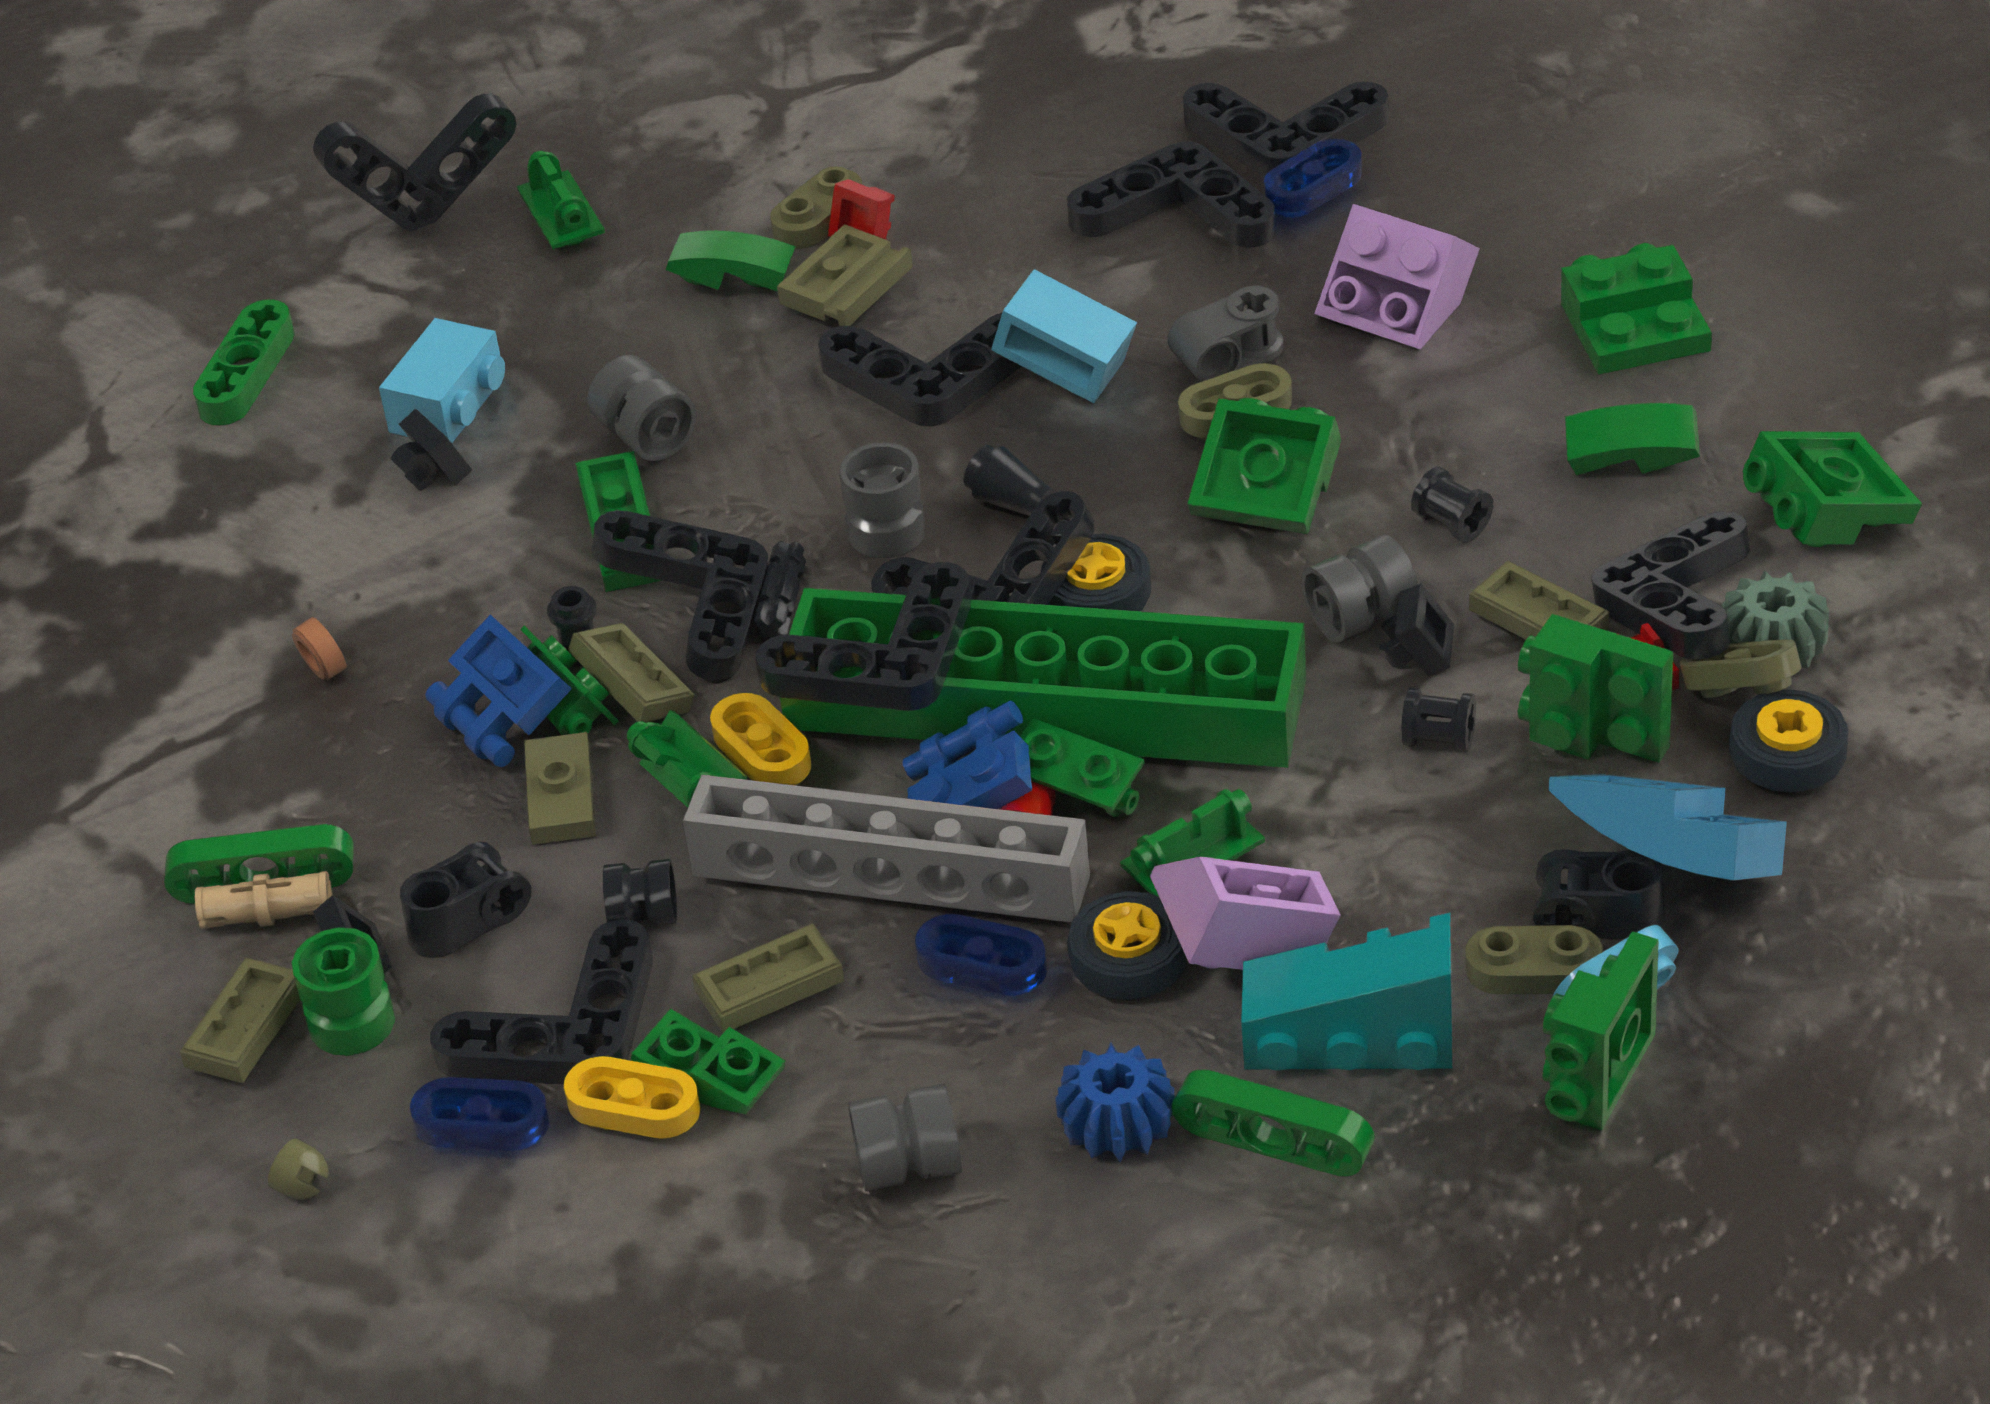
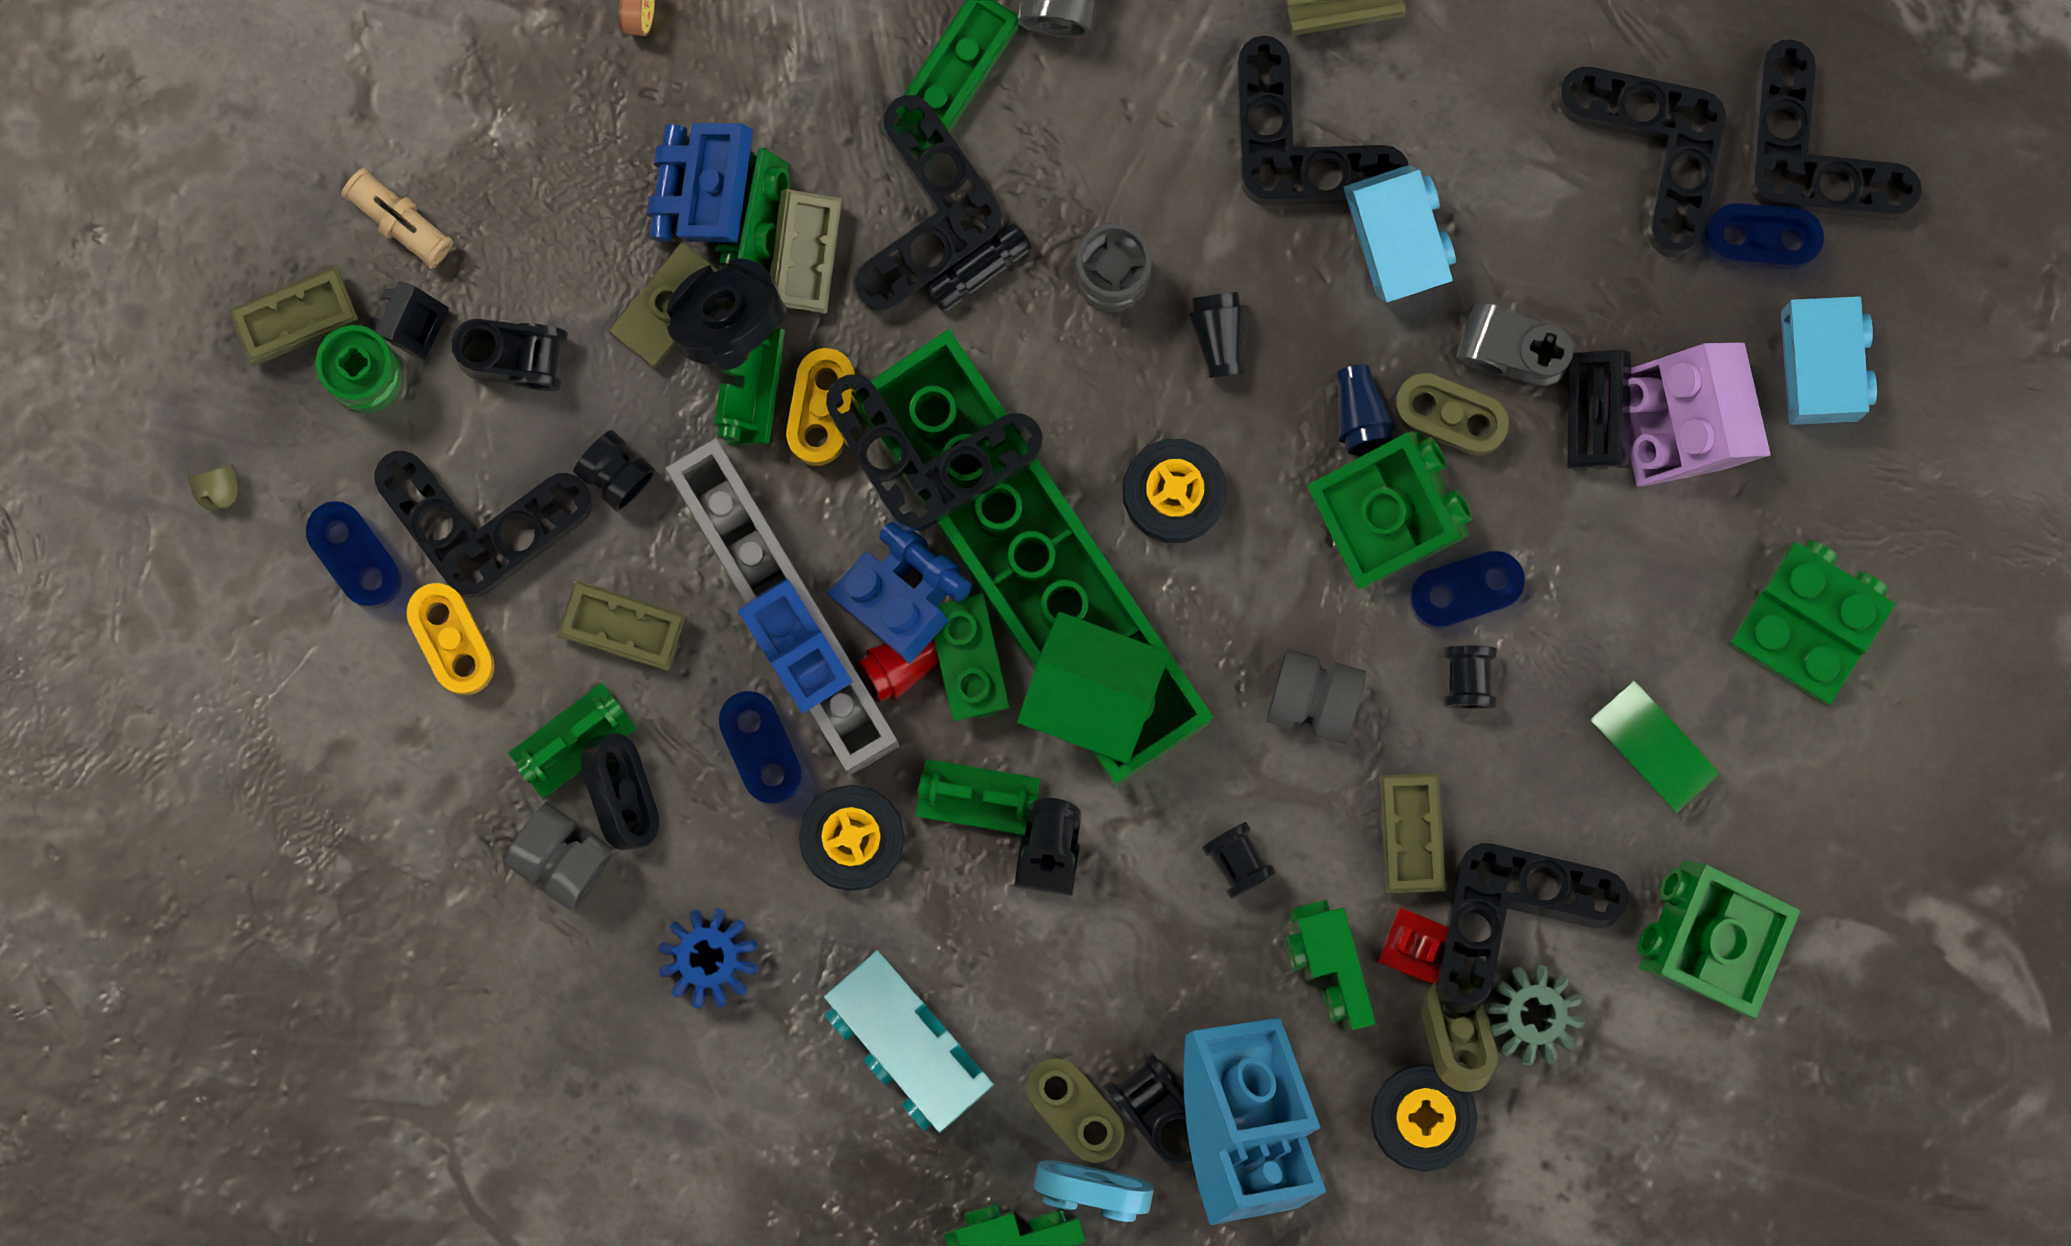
camera: 40 degrees right, 40 degrees up
(212, 853) = (421, 182): green beam -> none
(571, 612) = (804, 156): black pin -> none
(618, 714) = (730, 337): none -> black plate
(727, 1069) = (523, 655): green slope -> none
(819, 1074) = (555, 750): none -> green hinge
(875, 1051) = (620, 791): none -> black plate
(914, 824) = (794, 645): none -> blue slope
(1031, 544) = (1079, 436): black beam -> none
(1168, 444) = (1361, 411): none -> dark blue cone
(1197, 669) = (1093, 687): none -> green slope
(1243, 909) = (930, 900): lavender slope -> none
(1290, 807) = (1049, 847): none -> black piece
(1315, 1132) = (779, 1073): green beam -> none
(1365, 344) = (1619, 410): none -> black tile
(1380, 477) = (1468, 590): none -> clear blue plate
(1418, 632) = (1315, 773): black tile -> none
(1444, 190) = (1827, 360): none -> medium azure brick

